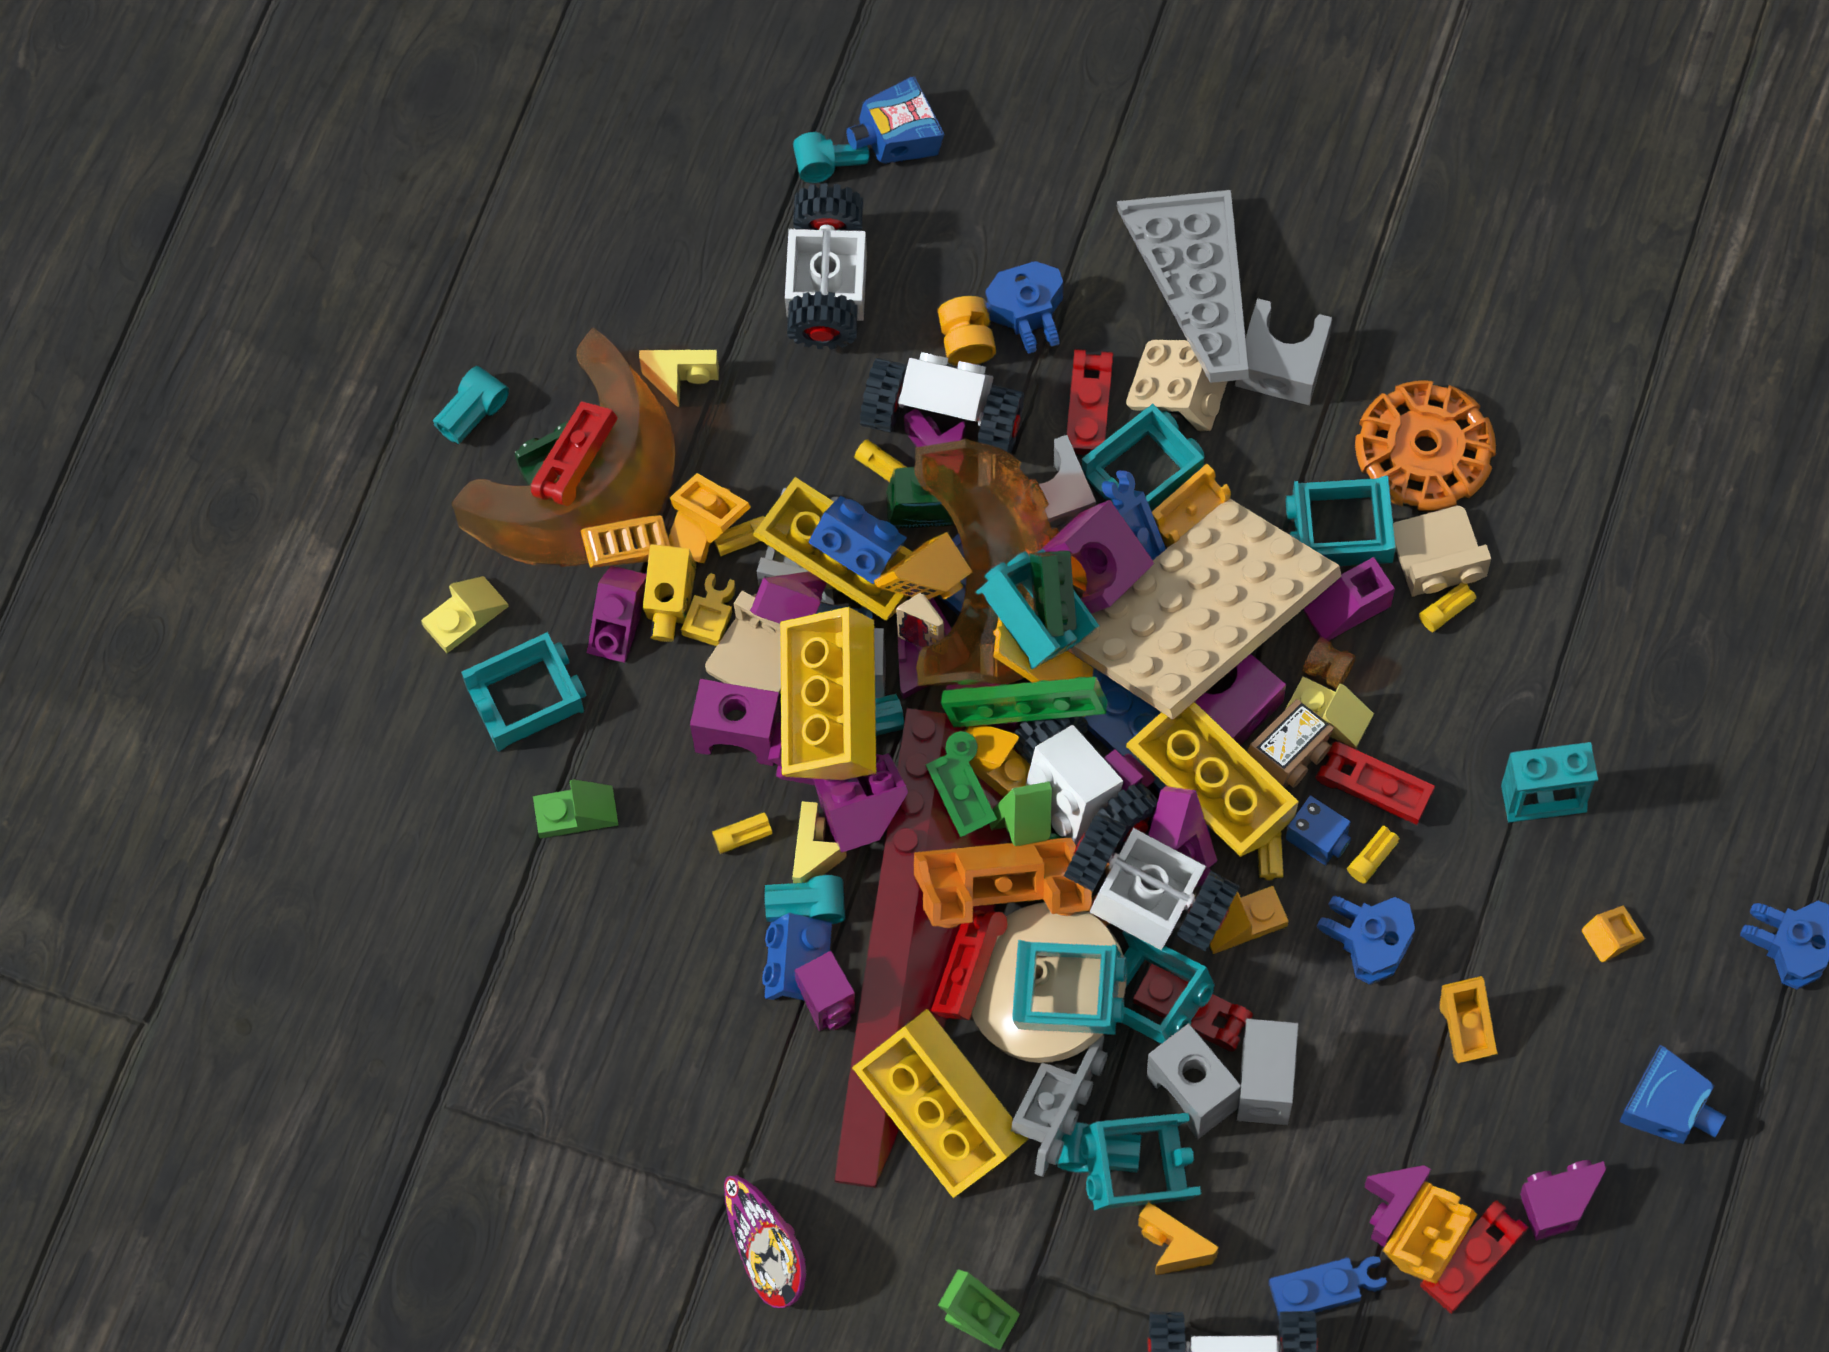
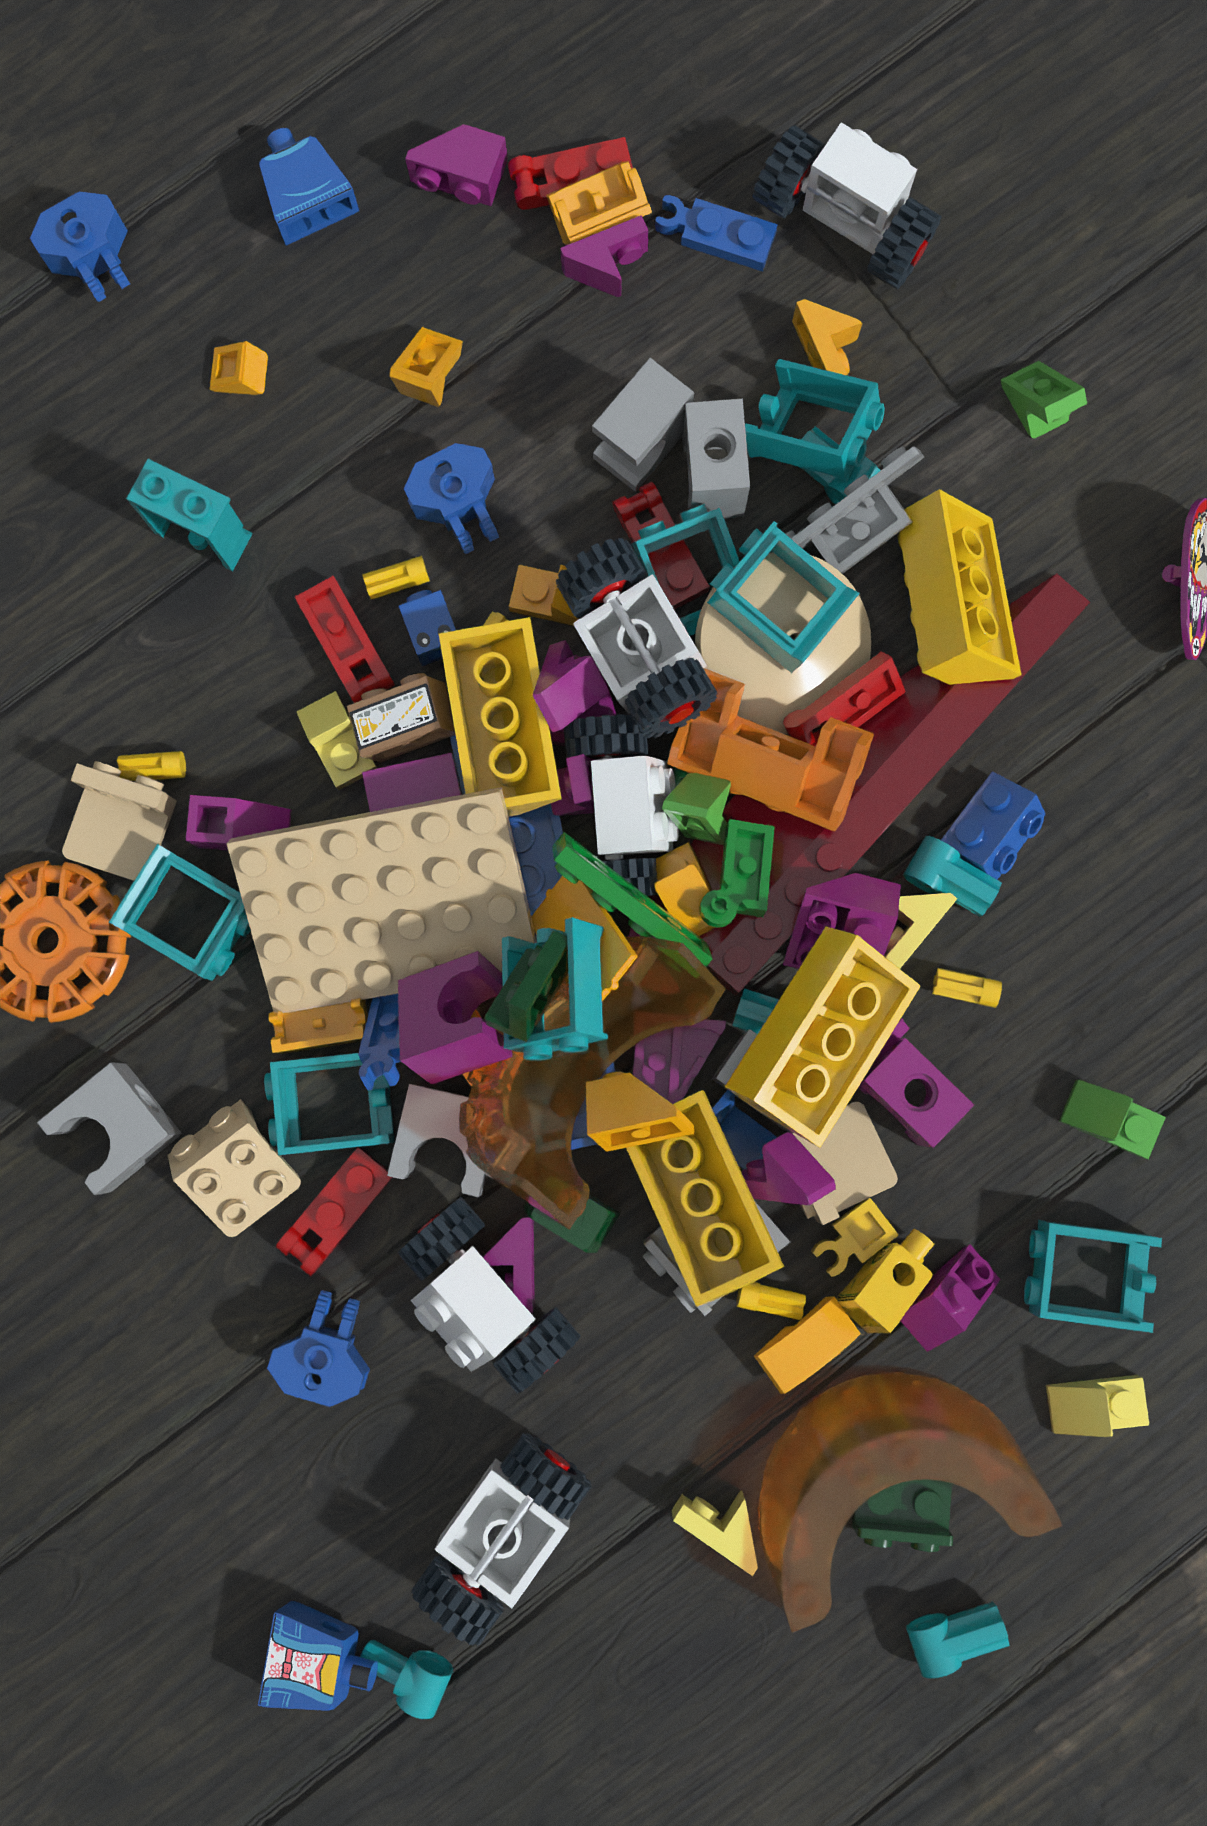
camera: 145 degrees left, 15 degrees up
(573, 453) = (909, 1490): red plate -> none
(646, 532) = (861, 1355): light orange slope -> none
(709, 505) = (795, 1342): light orange slope -> none
(826, 992) = (1002, 758): magenta slope -> none
(857, 538) = (679, 1191): blue bracket -> none
(877, 459) = (582, 1283): yellow piece -> none
(919, 622) = (669, 1063): slope -> none
(966, 330) = (405, 1364): light orange wheel -> none
(1195, 264) = (125, 1287): light grey wing -> none
(1329, 663) = (302, 781): clear orange wheel -> none

